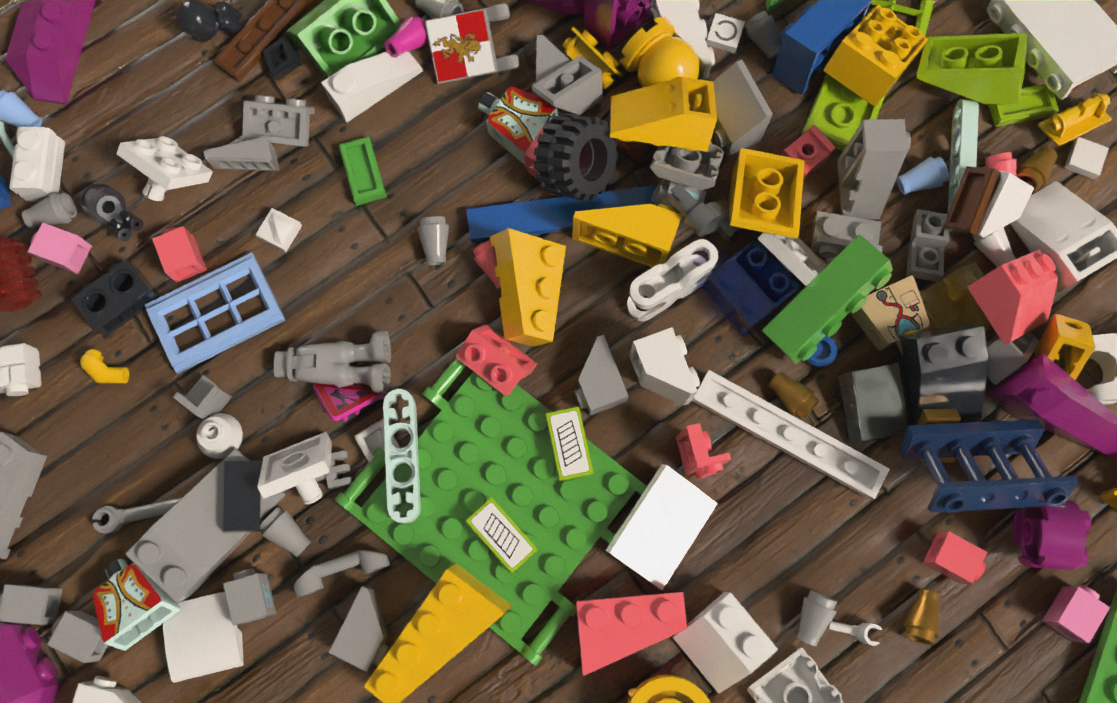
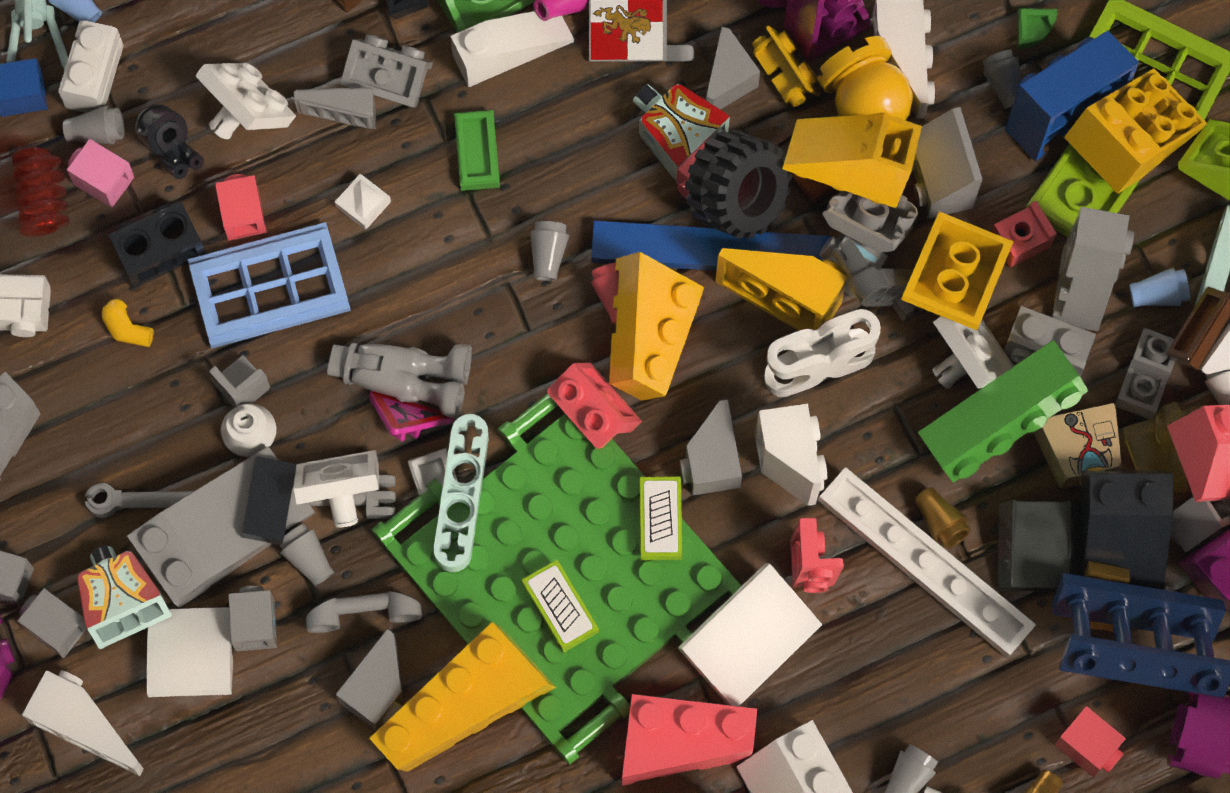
camera: 10 degrees right, 5 degrees down
(573, 86) = (752, 99): light grey slope -> none
(725, 33) = (957, 66): white tile -> none
(750, 286) = (916, 379): clear blue slope -> none
(824, 355) = (988, 477): blue tile -> none

